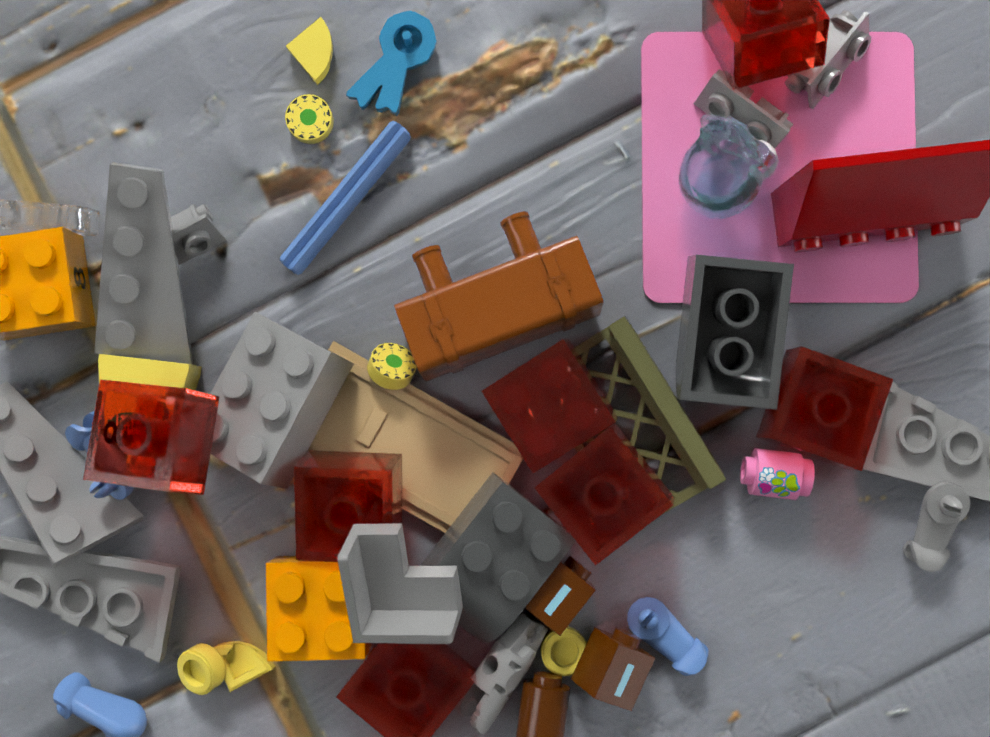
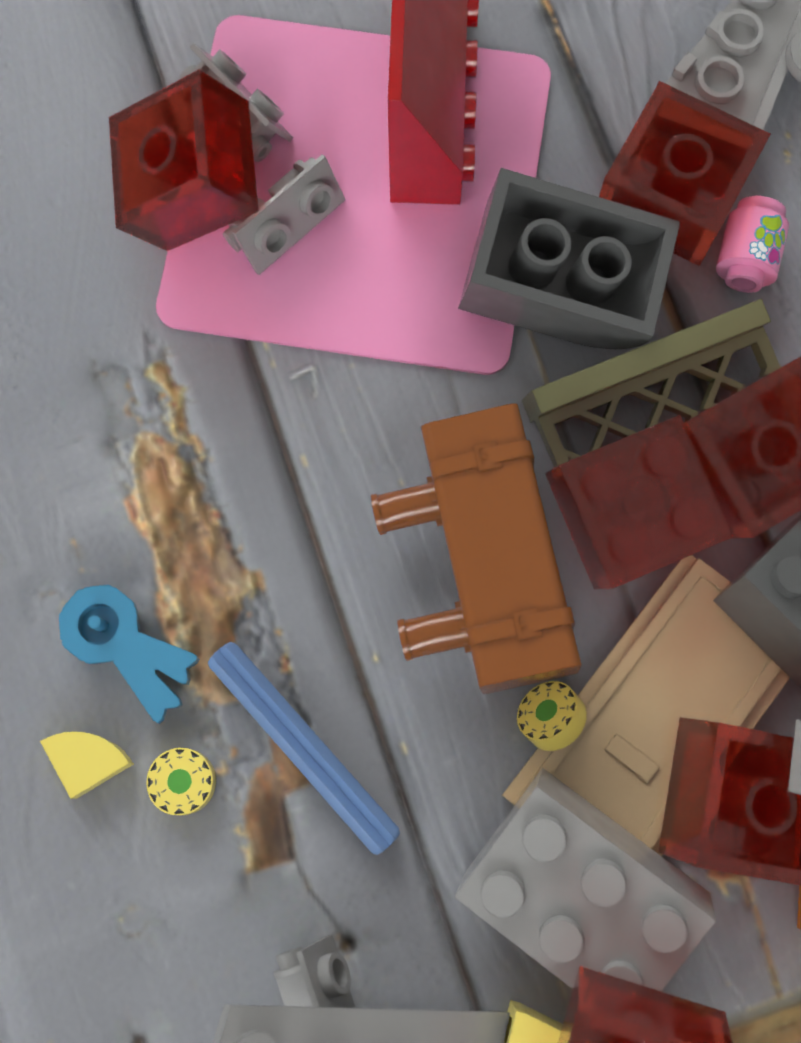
camera: 80 degrees left, 10 degrees down
(724, 168) = (356, 238): clear light blue piece -> none

